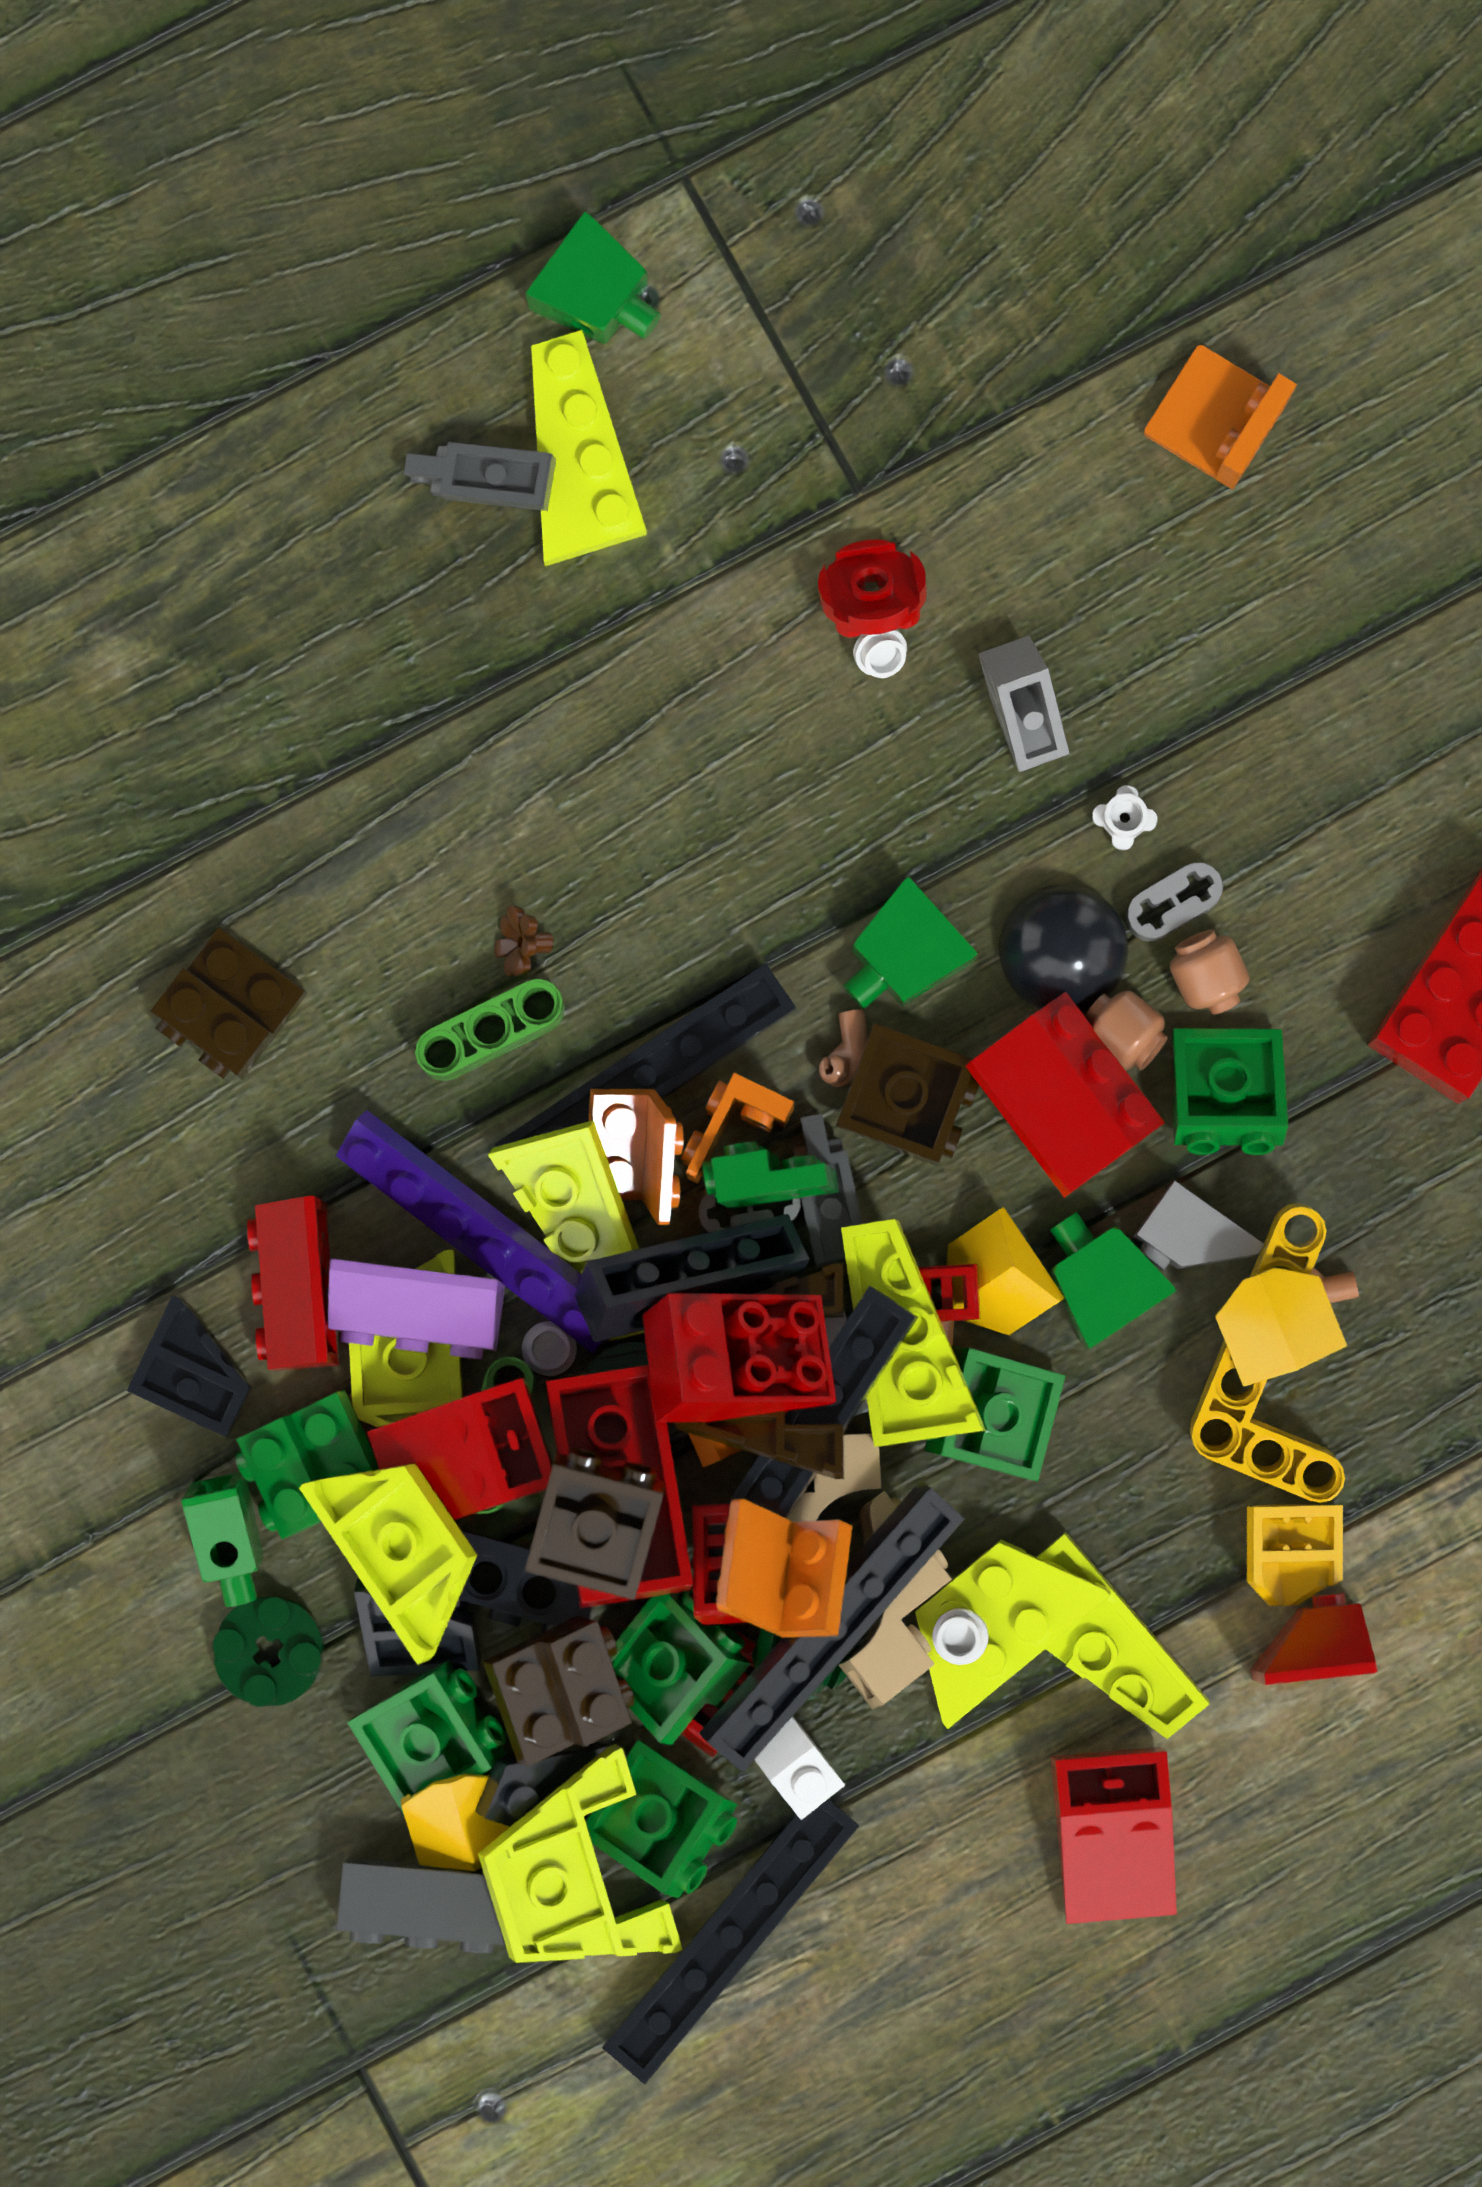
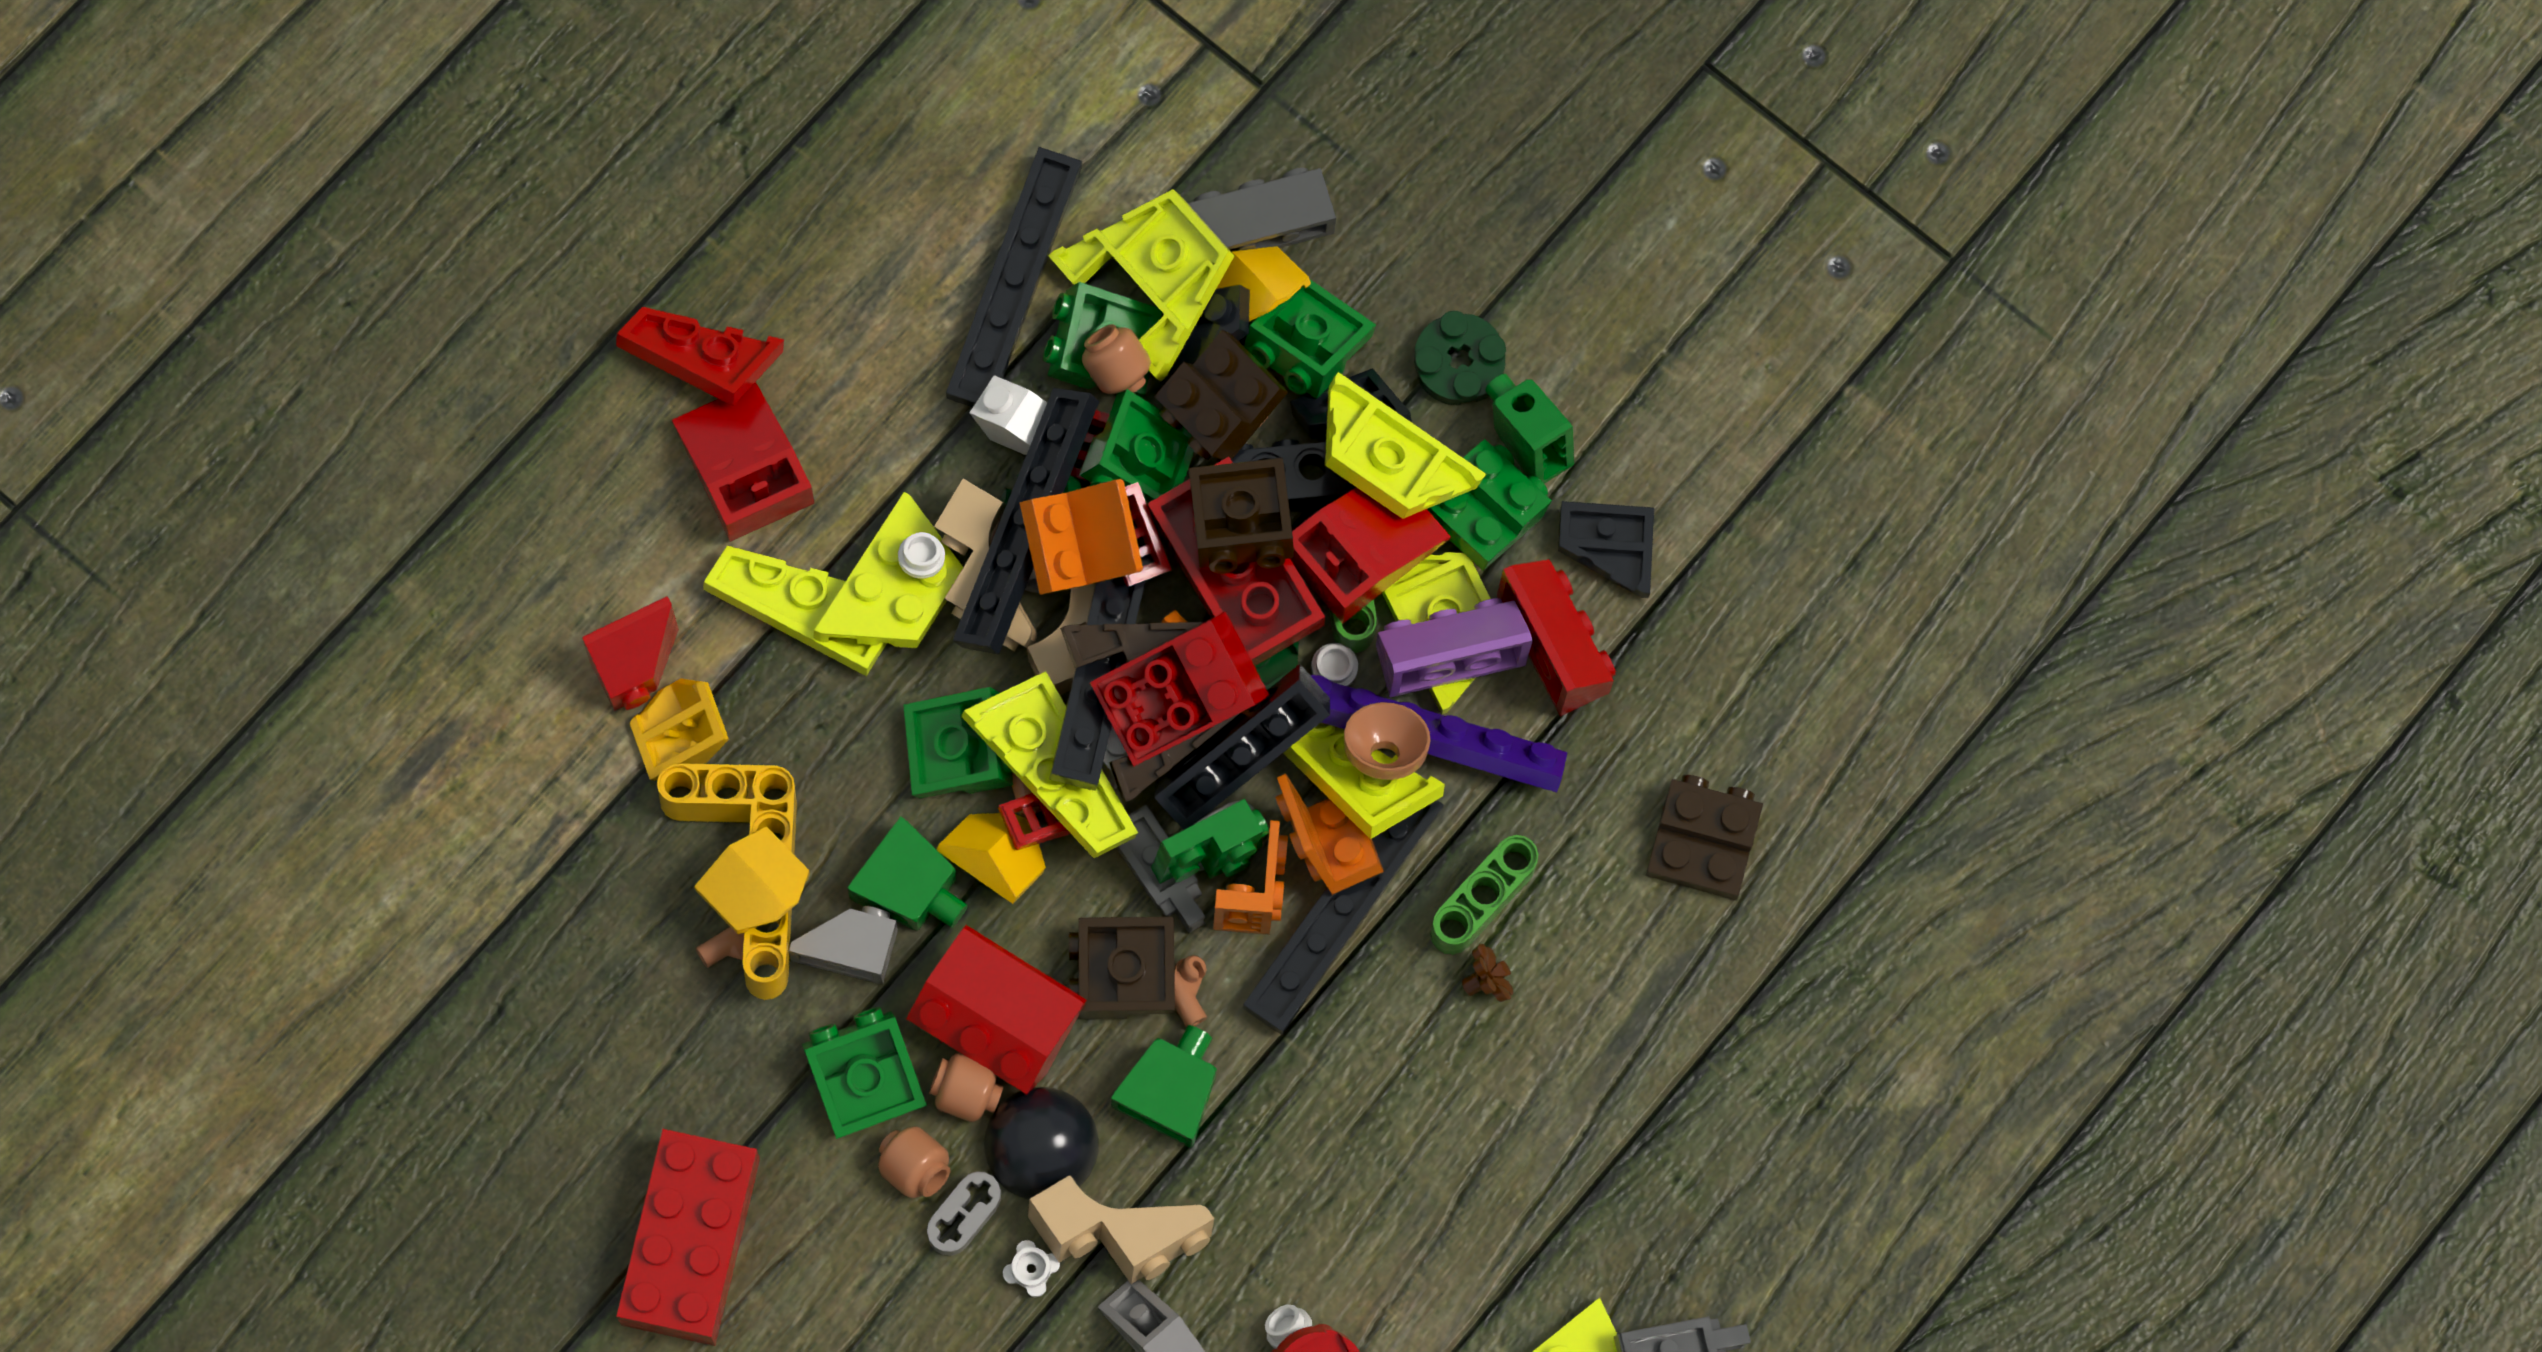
camera: 150 degrees right, 10 degrees down
(520, 1240) = (1391, 728): none -> nougat piece
(658, 1781) = (1116, 359): none -> nougat head
(1006, 798) = (1136, 1238): none -> tan arch
(1114, 1974) = (707, 358): none -> red wing

